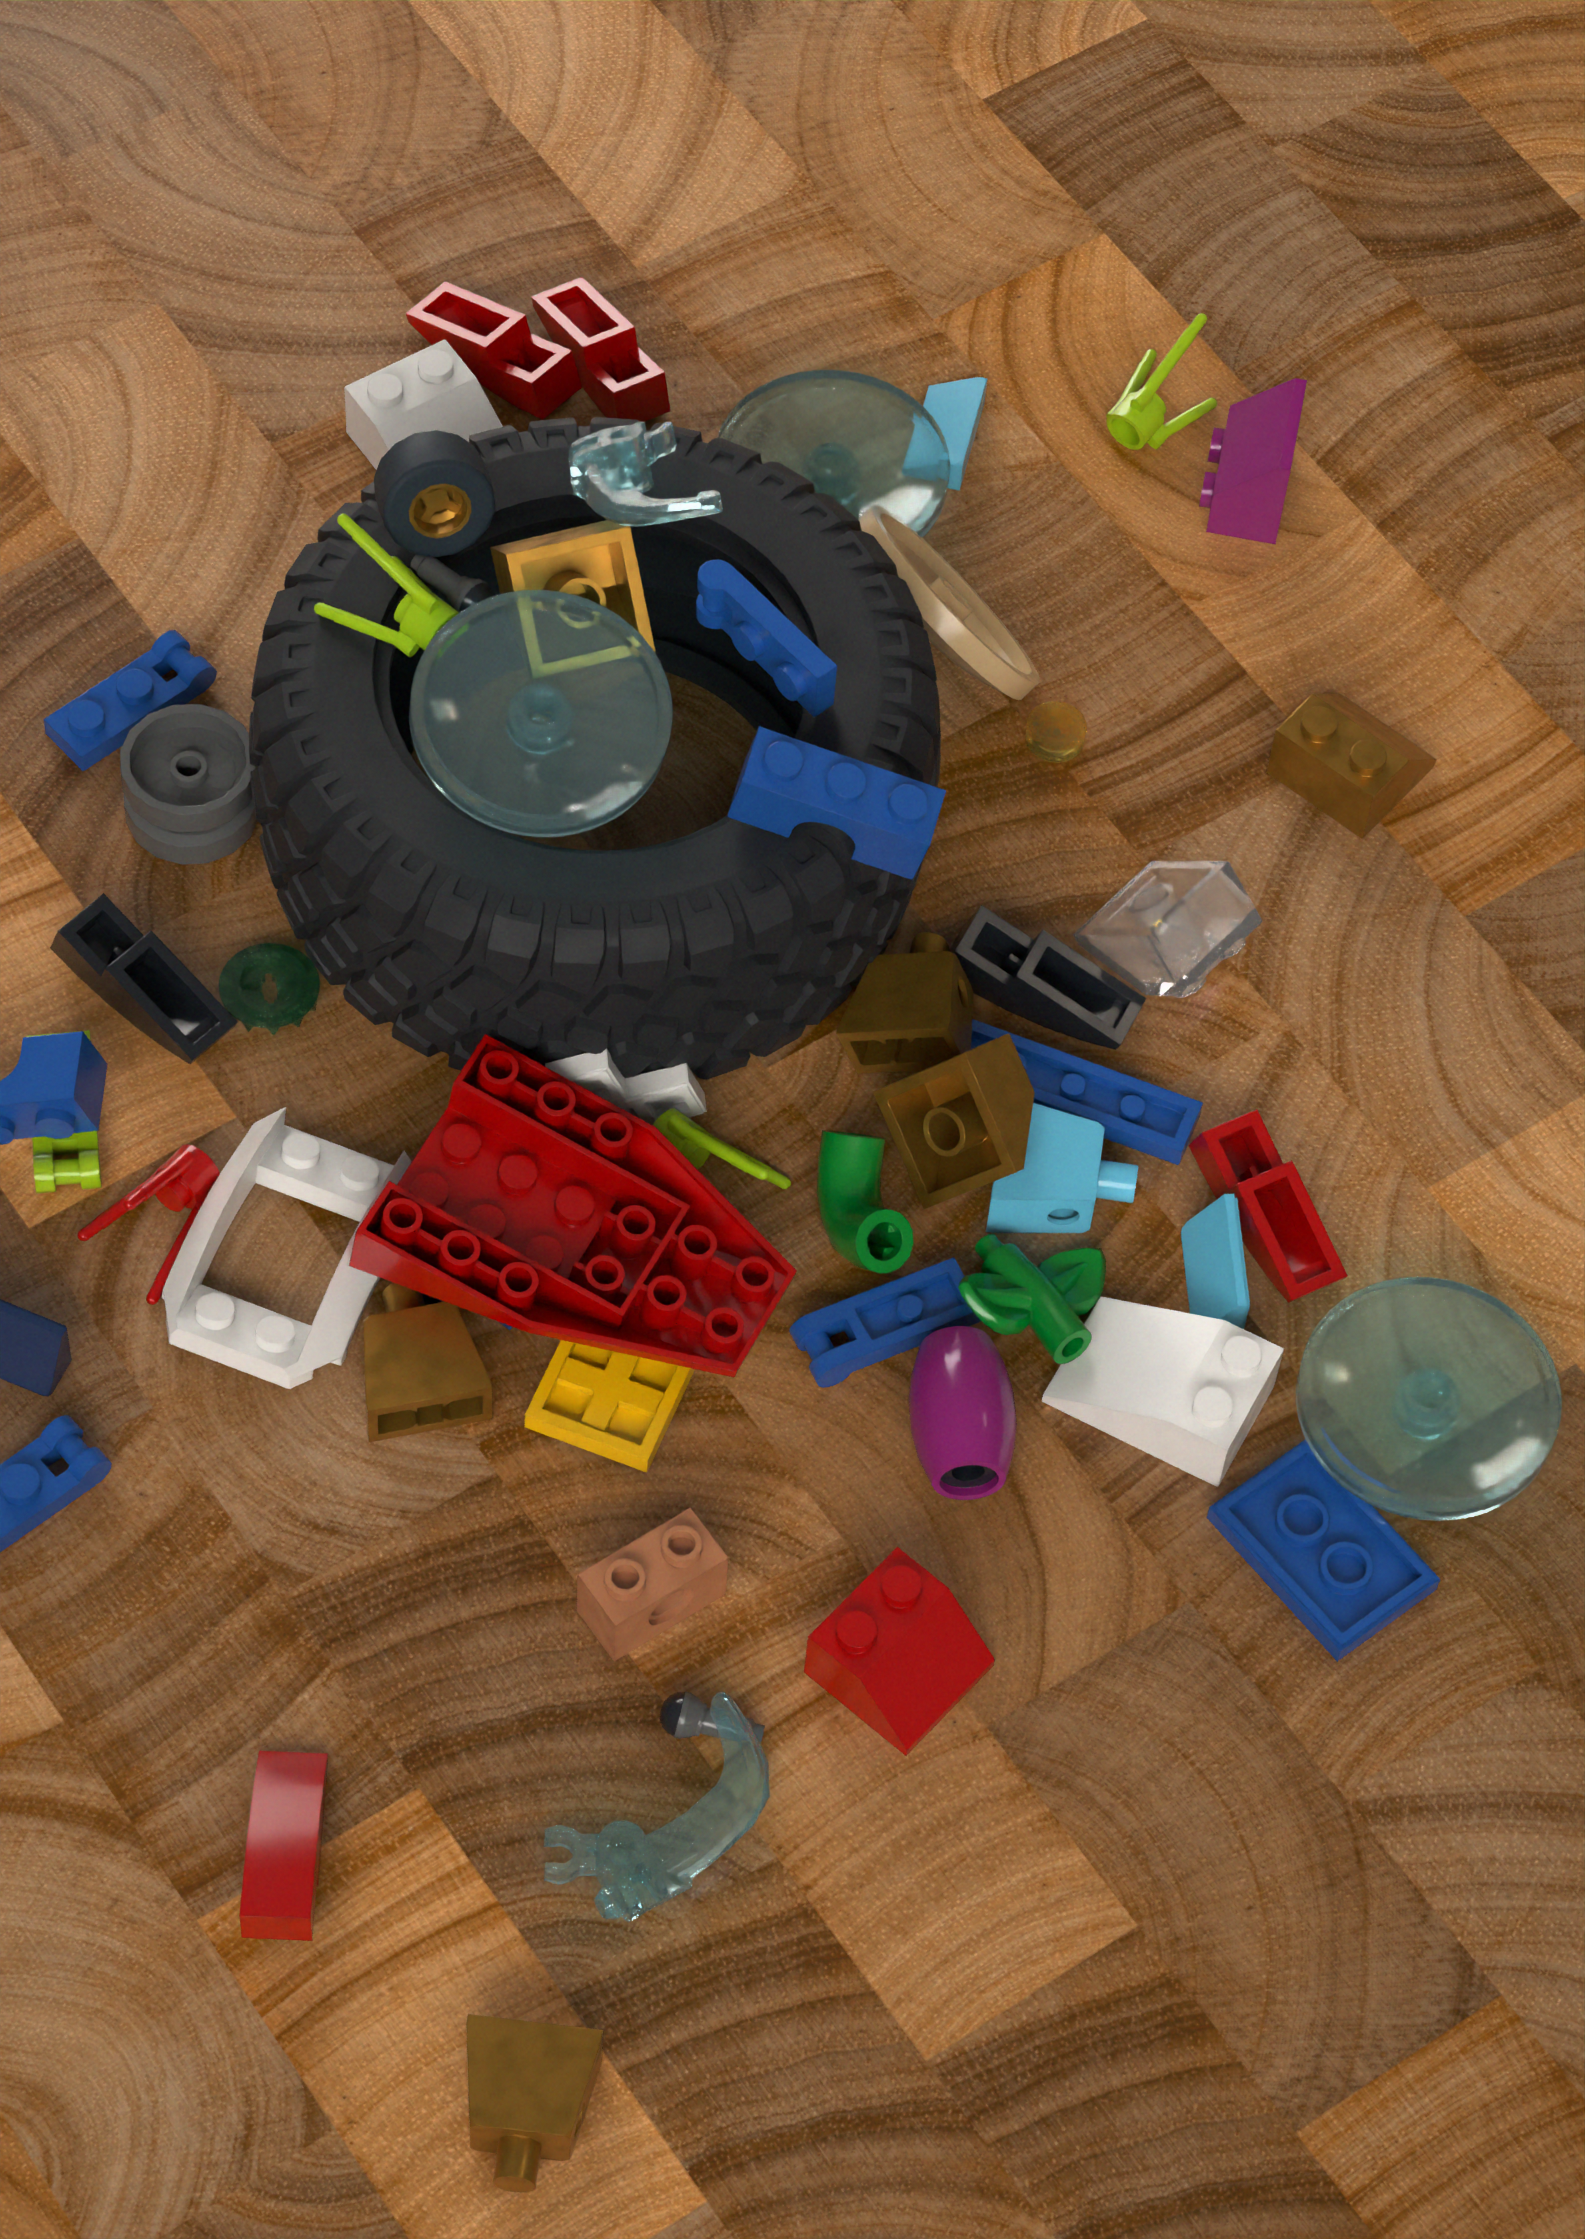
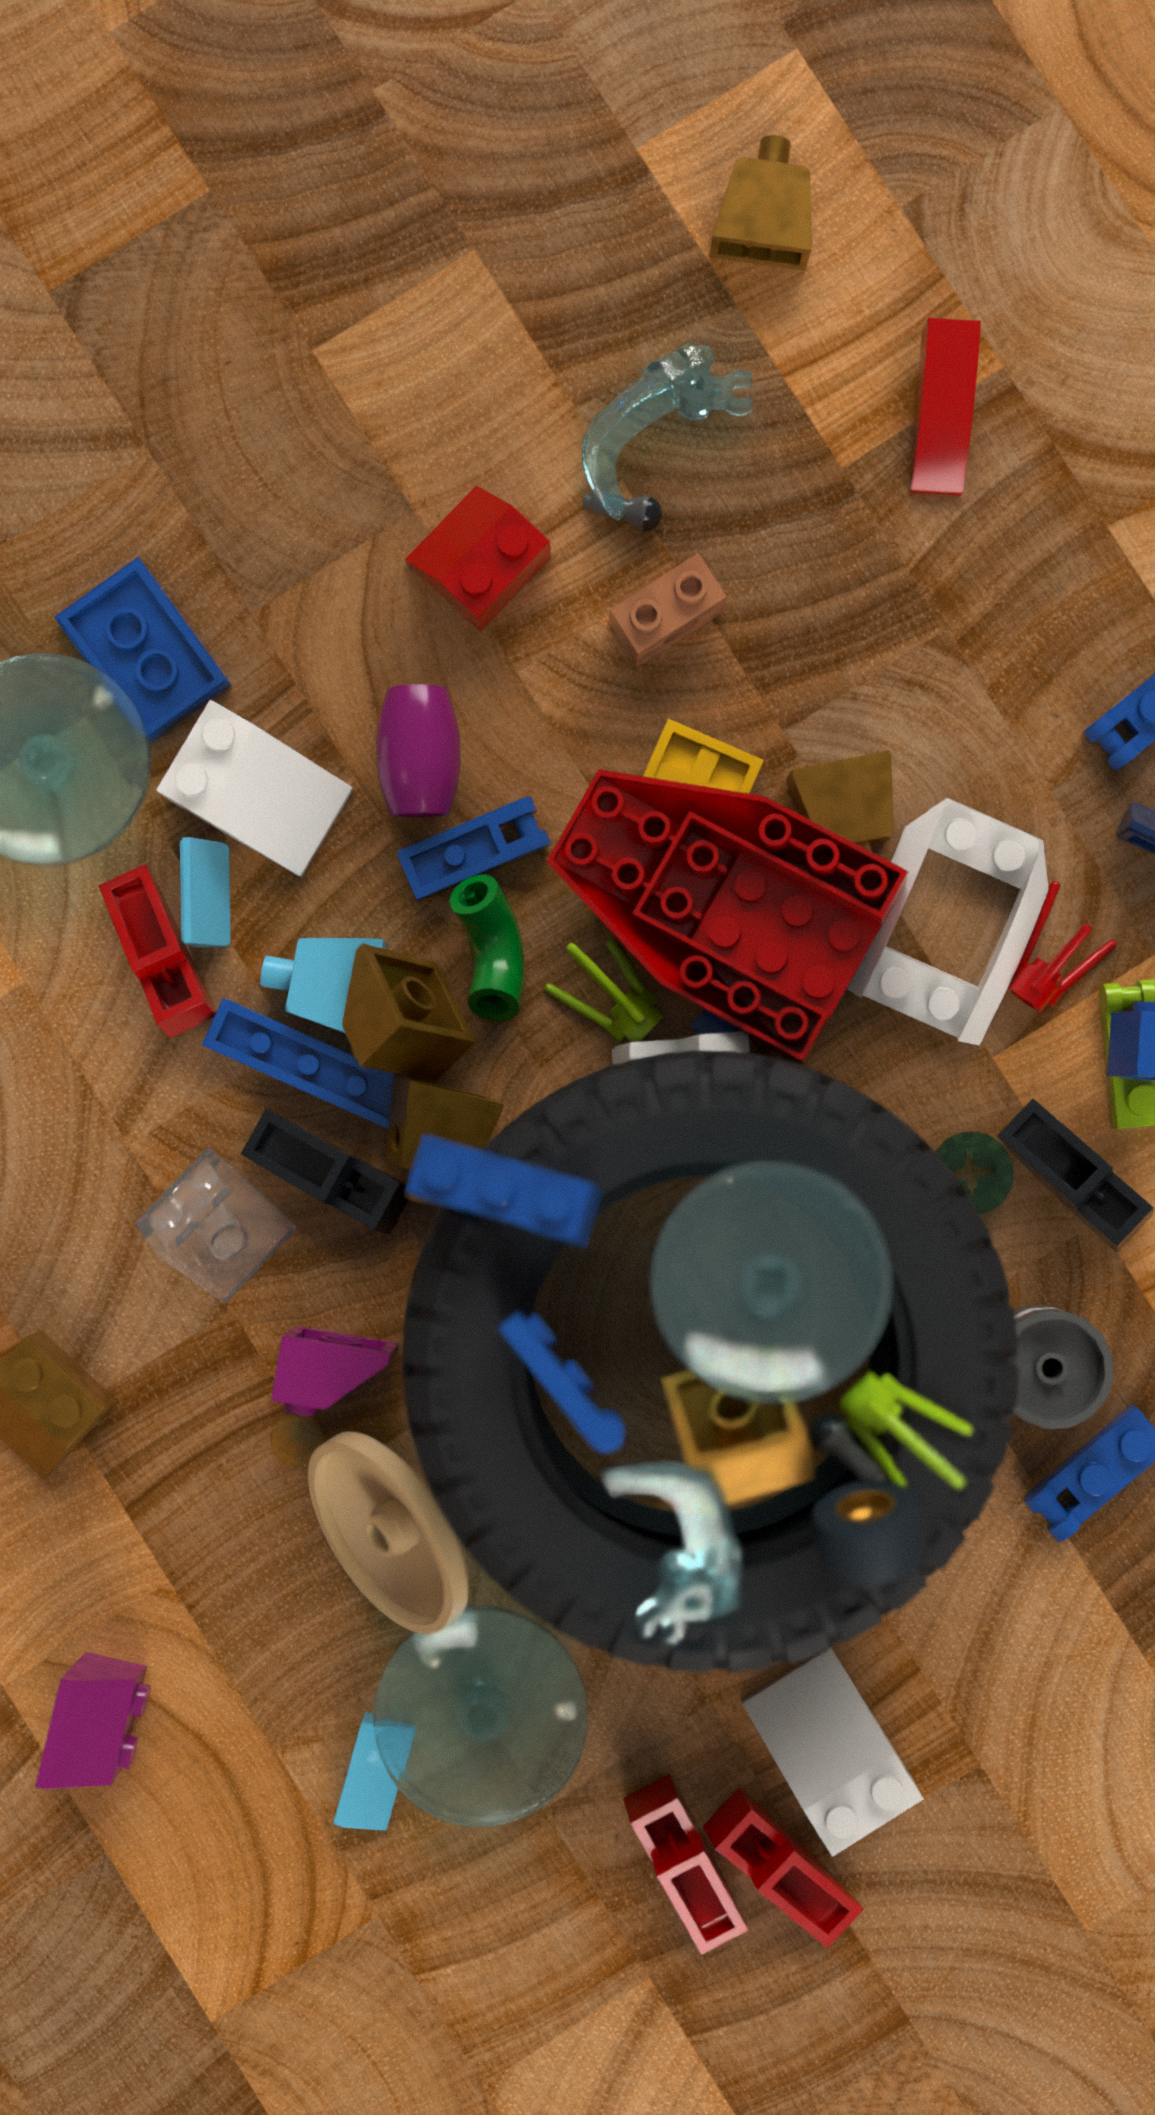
camera: 175 degrees left, 30 degrees up
(1018, 776) = (324, 1366): none -> magenta slope
(1046, 1296) = (353, 869): green plant -> none
(1140, 413) = (196, 1788): lime plant -> none

